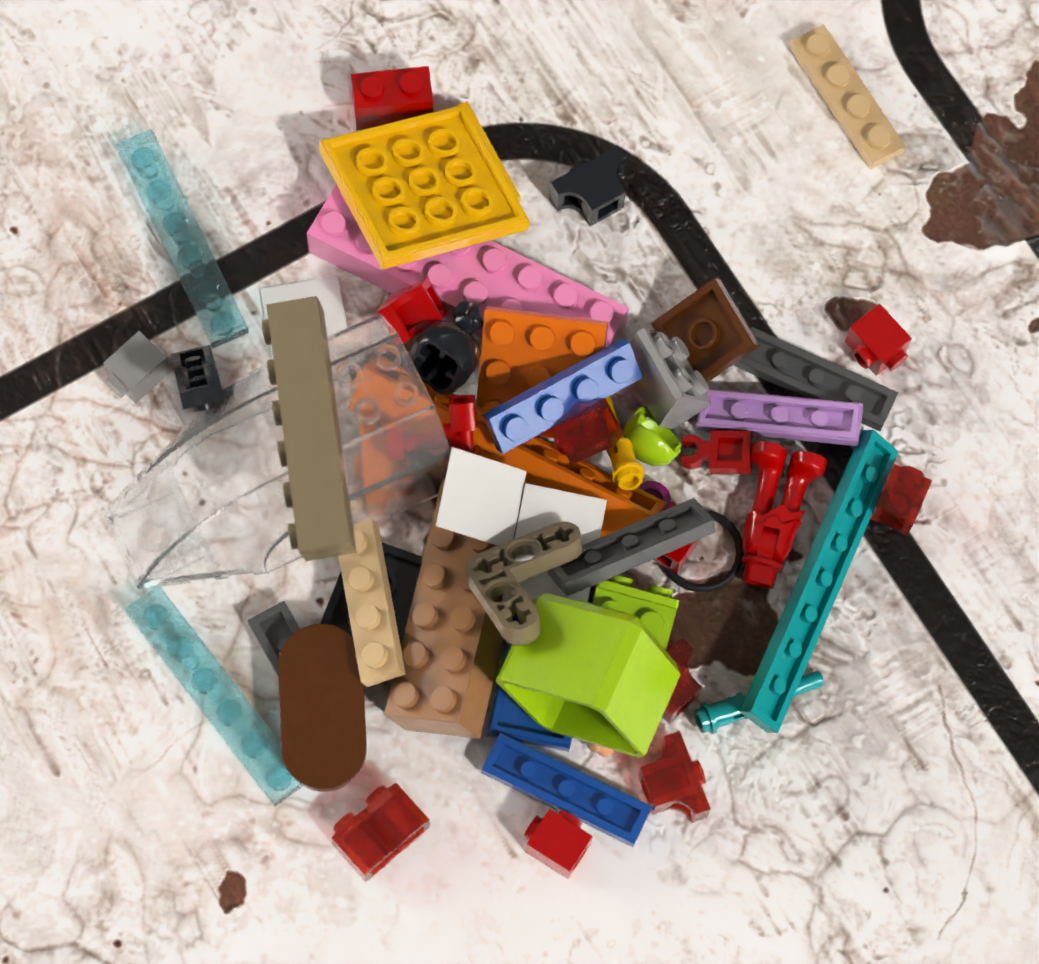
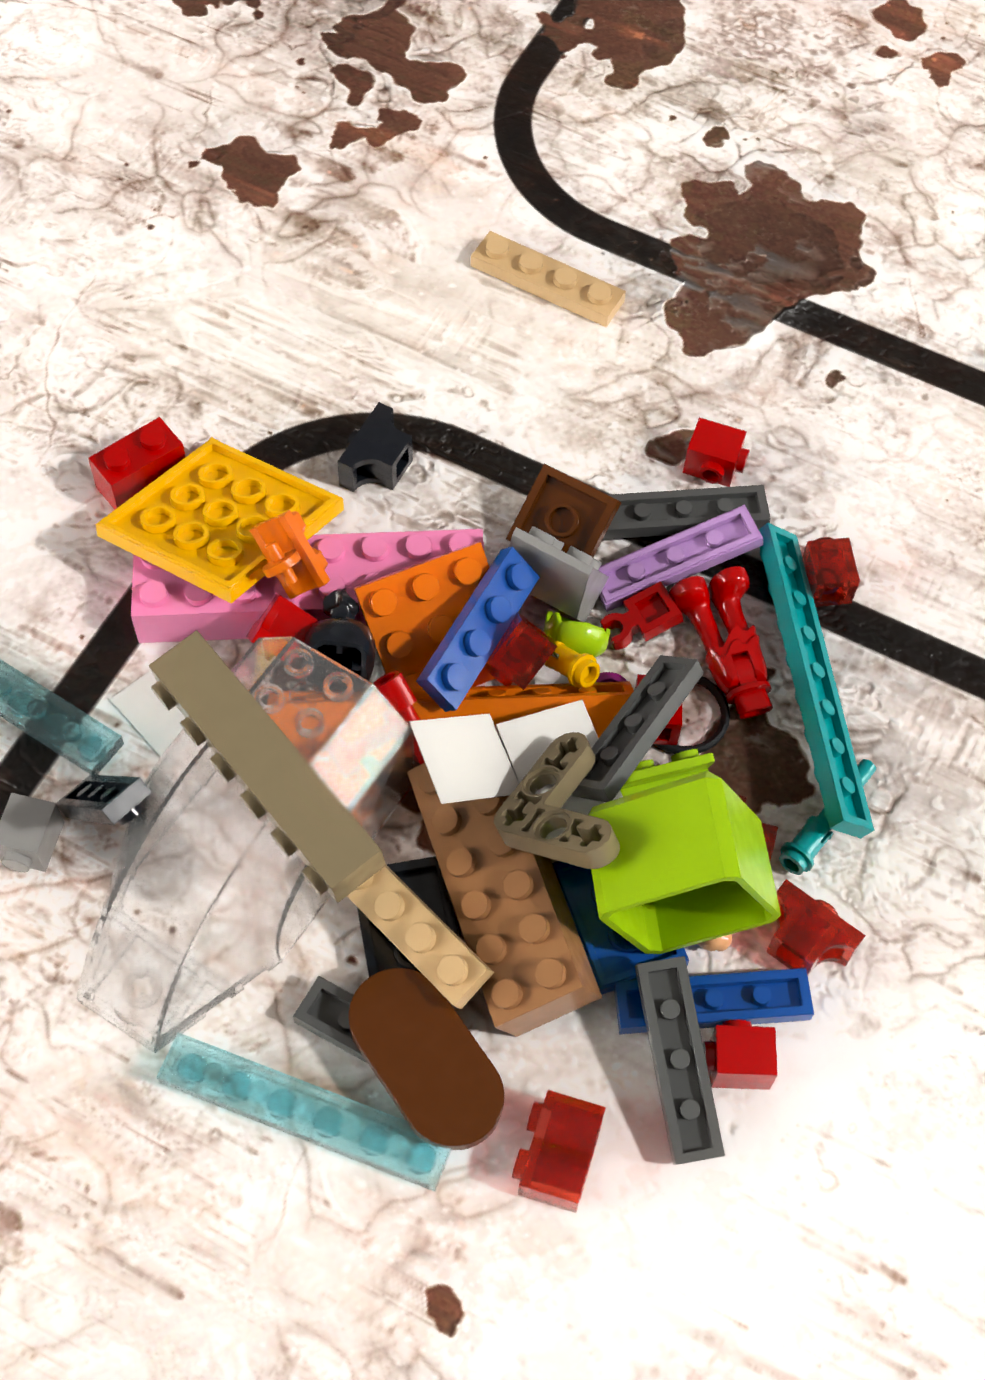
camera: 30 degrees left, 10 degrees down
(447, 253) = (290, 554): none -> orange hips
(506, 817) = (679, 1060): none -> dark grey plate

